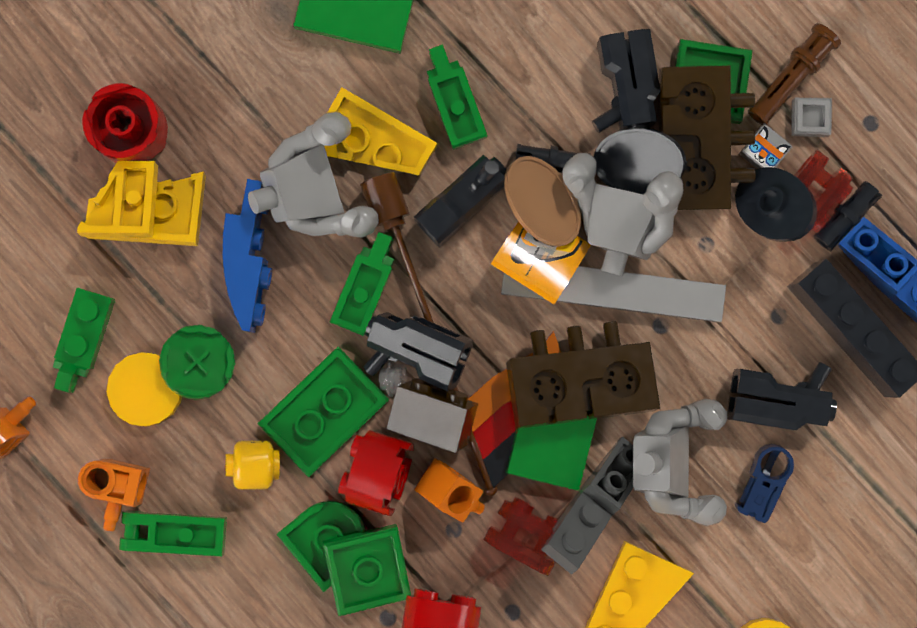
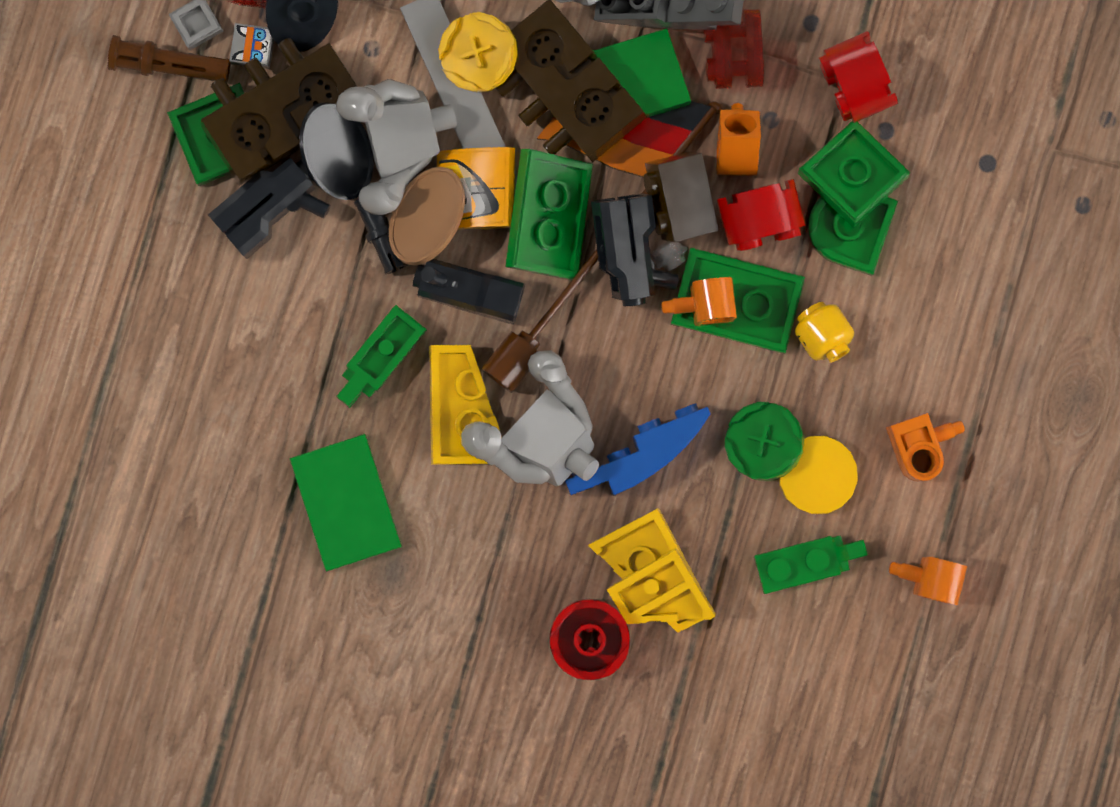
camera: 120 degrees left, 0 degrees up
(174, 533) = (930, 366): green plate -> none
(331, 385) = (710, 302): none -> orange piece
(364, 286) = (602, 332): green hinge -> none
(484, 300) = (549, 214): none -> green tile
(651, 323) = (478, 52): none -> yellow tile

